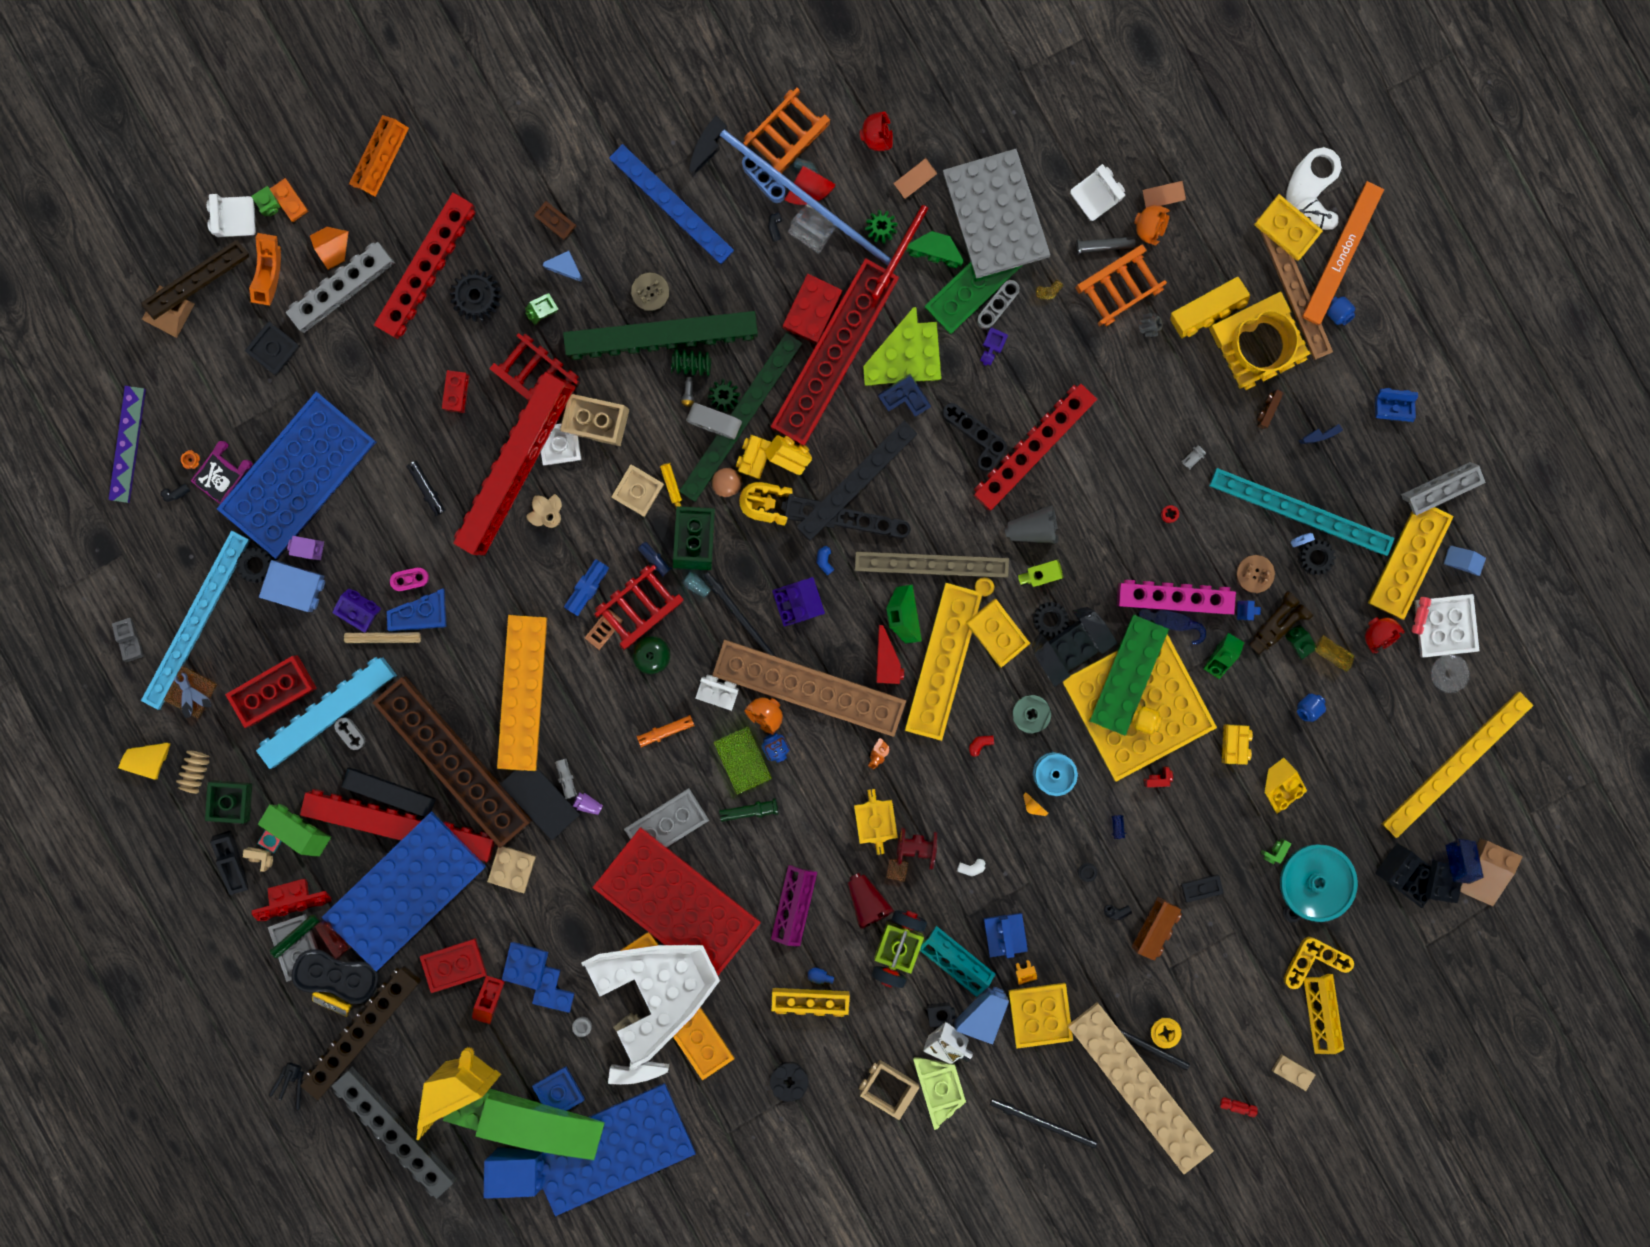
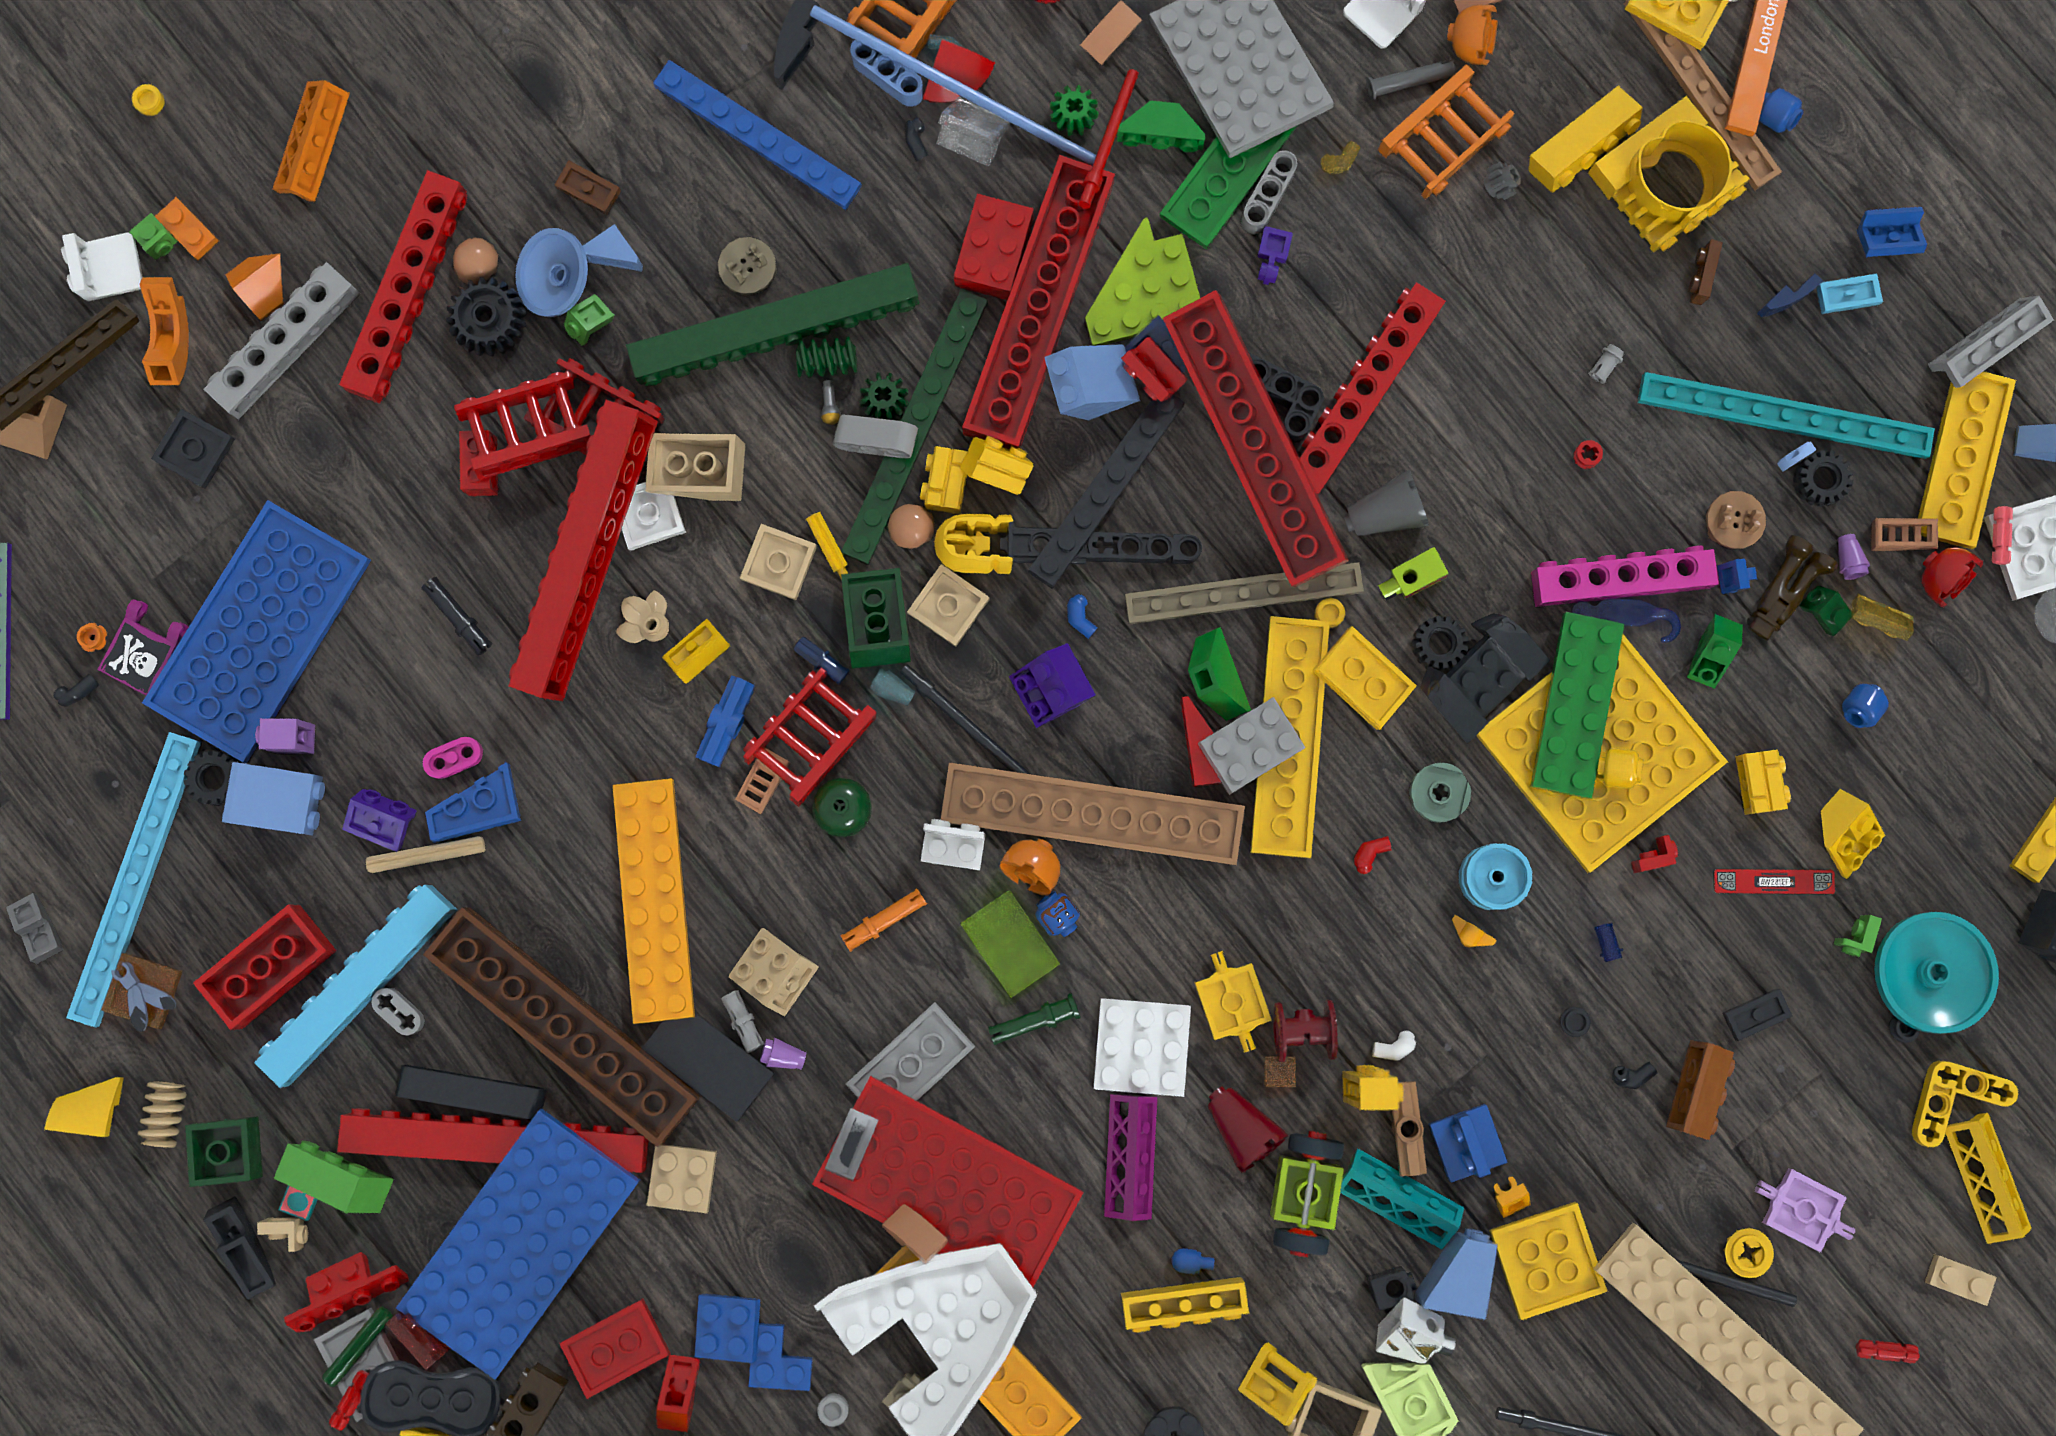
camera: 10 degrees left, 5 degrees down
(275, 108) = (148, 100): none -> yellow tile
(284, 969) = (348, 1402): none -> red axle
(474, 256) = (475, 259): none -> nougat hair
(482, 393) = (518, 453): none -> red fence
(516, 272) = (551, 272): none -> medium blue dish
(575, 538) = (696, 651): none -> yellow slope
(590, 751) = (773, 972): none -> tan bracket
(621, 868) = (851, 1144): none -> flat silver slope
(651, 929) = (915, 1232): none -> nougat slope
(741, 538) = (948, 605): none -> tan plate
(813, 839) = (1142, 1047): none -> white plate
(853, 1064) = (1271, 1392): none -> yellow plate
(859, 410) = (1091, 380): none -> medium blue slope
(878, 753) = (1217, 896): orange piece -> none
(900, 411) = (1154, 370): none -> red bracket
(917, 664) = (1251, 745): none -> light grey plate
(949, 892) = (1371, 1088): none -> yellow brick
(956, 469) = (1255, 439): none -> red brick
(968, 932) = (1410, 1148): none -> medium nougat piece
(1205, 1013) = (1804, 1210): none -> lavender plate
(1231, 807) = (1774, 881): none -> sticker
(1323, 611) = (1852, 559): none -> medium lavender cone
(1342, 606) = (1903, 523): none -> nougat slope
(1360, 440) = (1849, 293): none -> medium azure plate

